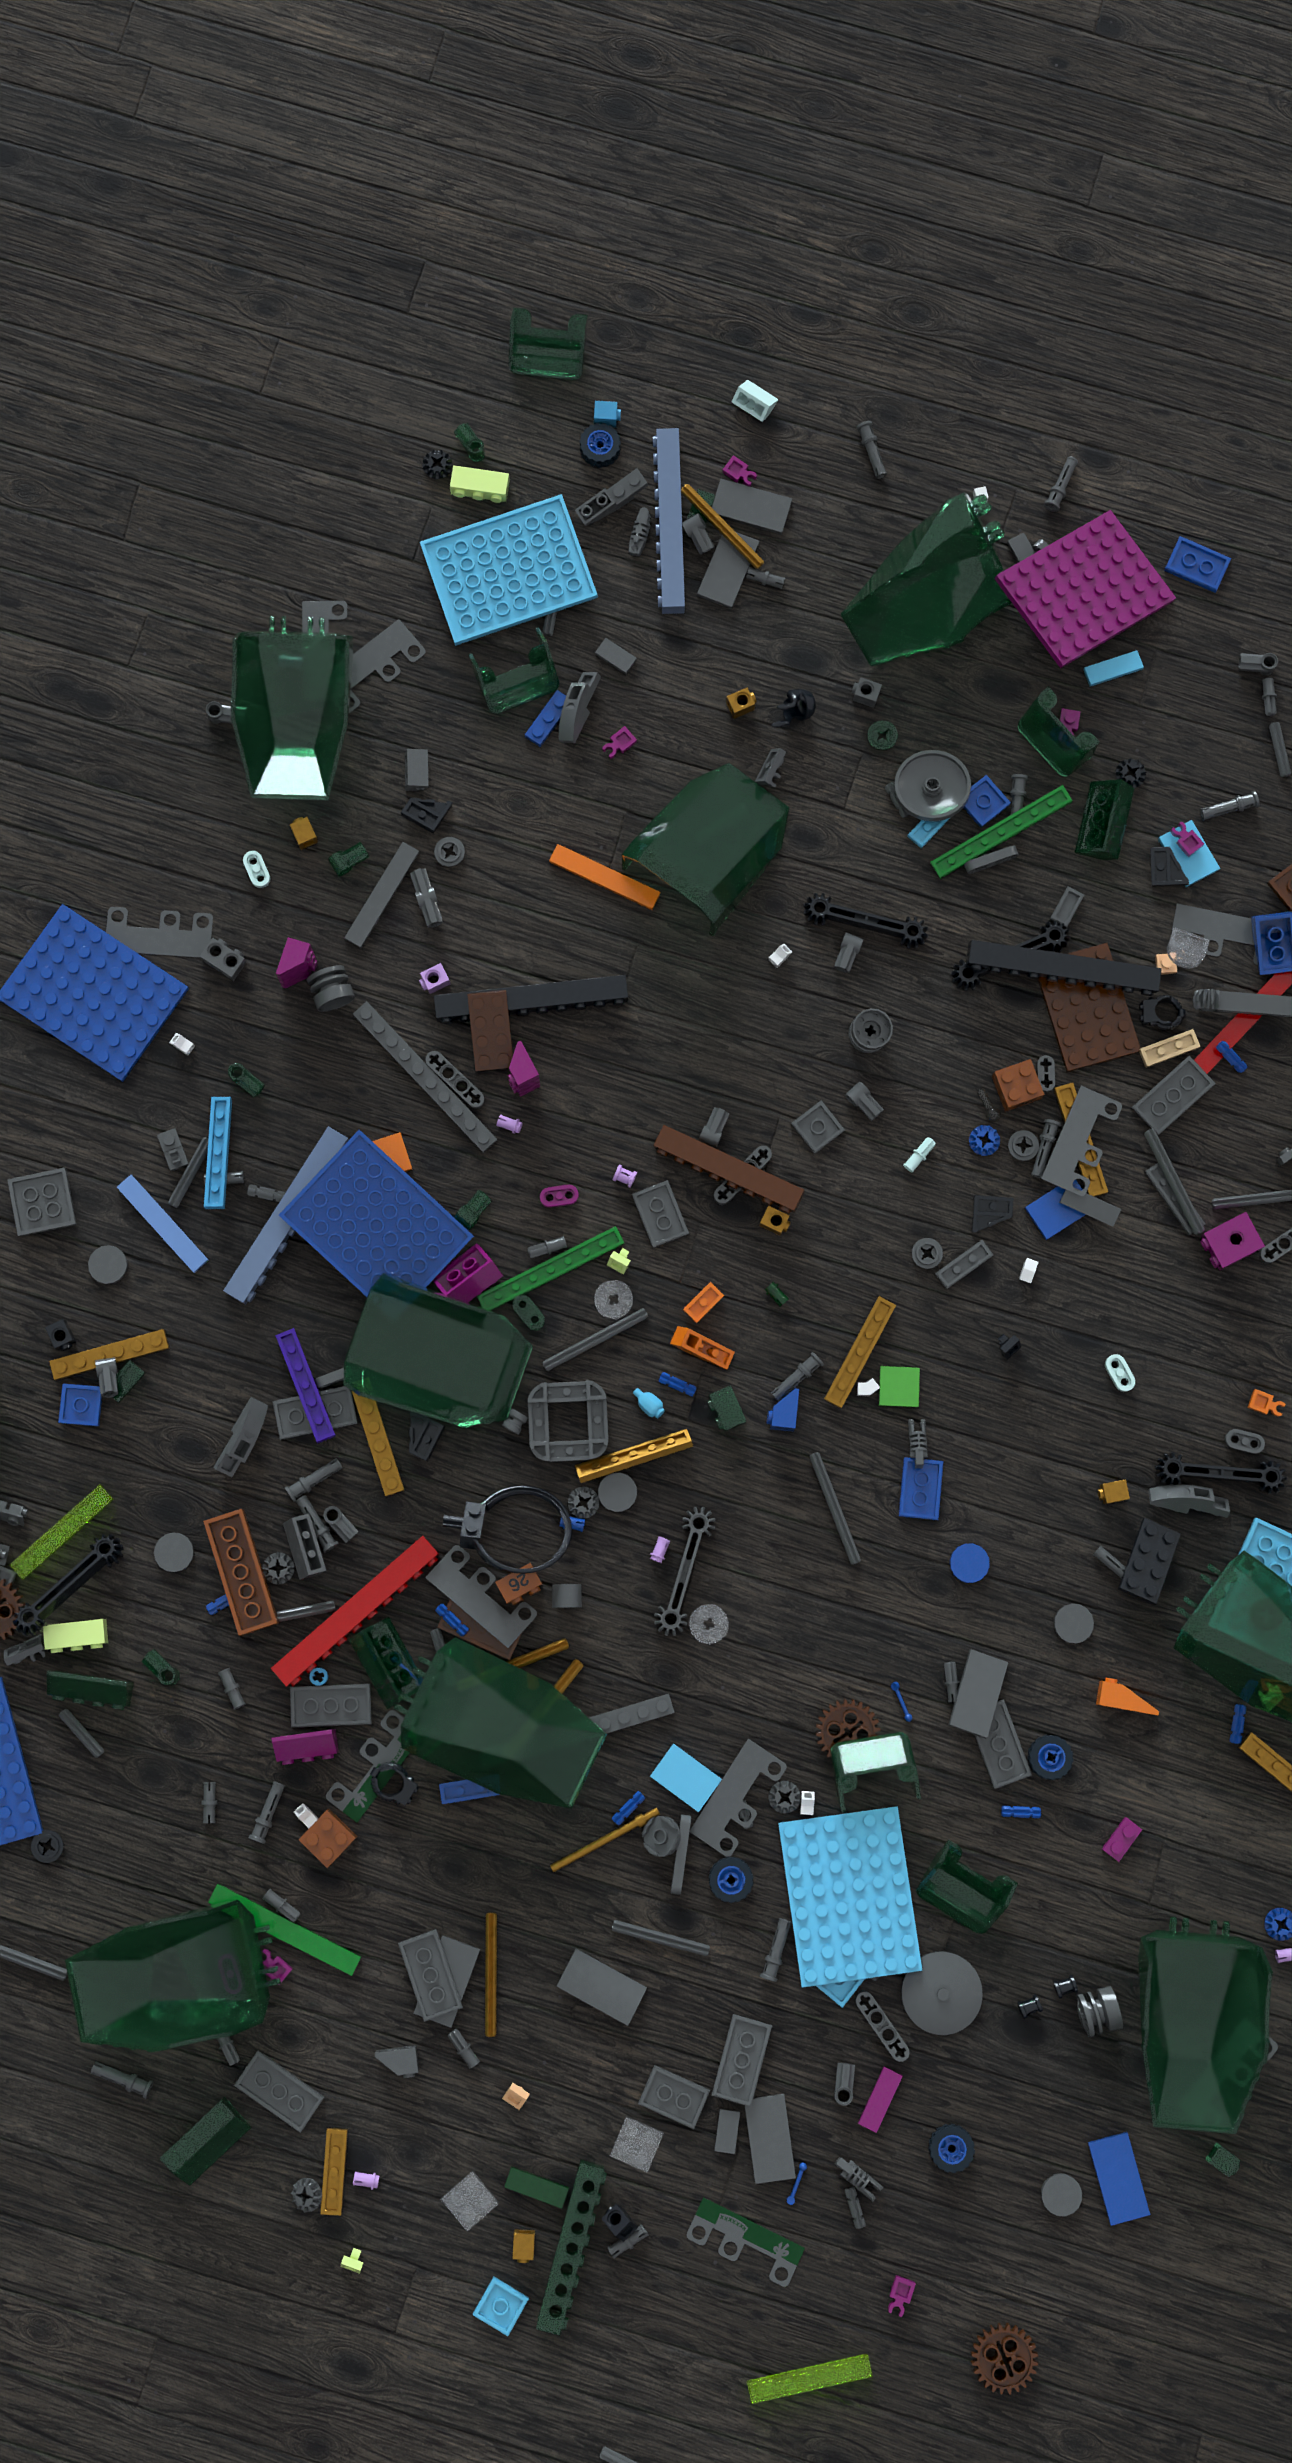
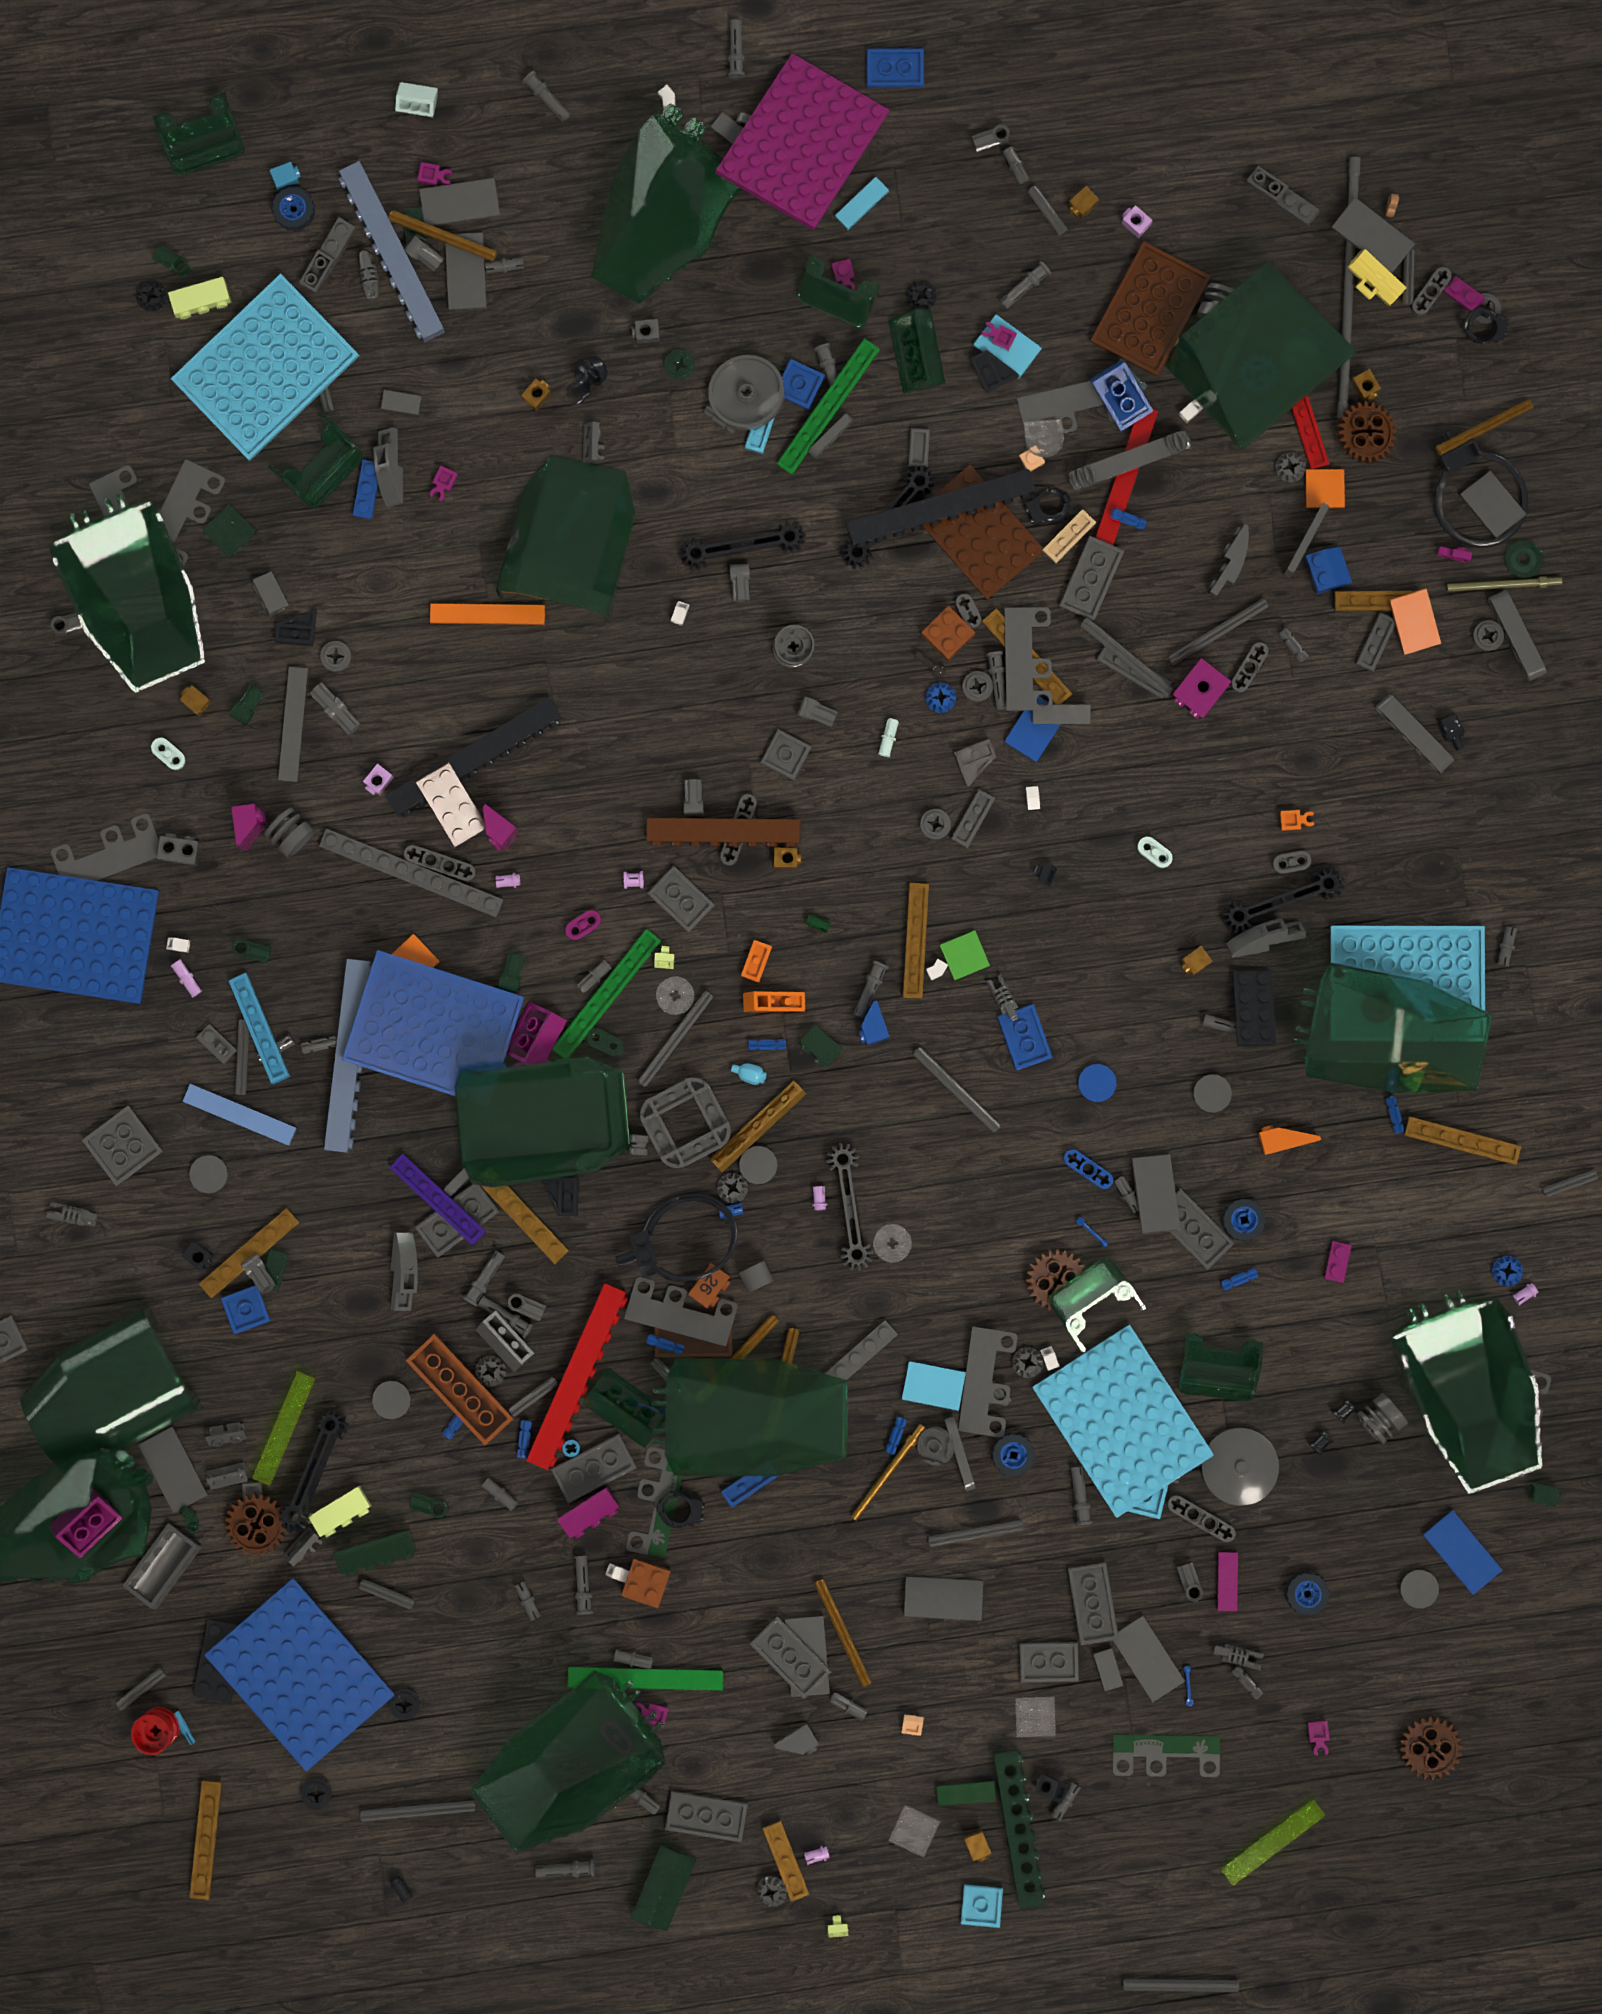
camera: 20 degrees left, 5 degrees up
(174, 1077) = (186, 978): none -> lavender pin
(279, 1647) = (524, 1439): none -> blue axle
(407, 699) = (229, 531): none -> clear green plate
(921, 1624) = (1087, 1161): none -> blue beam

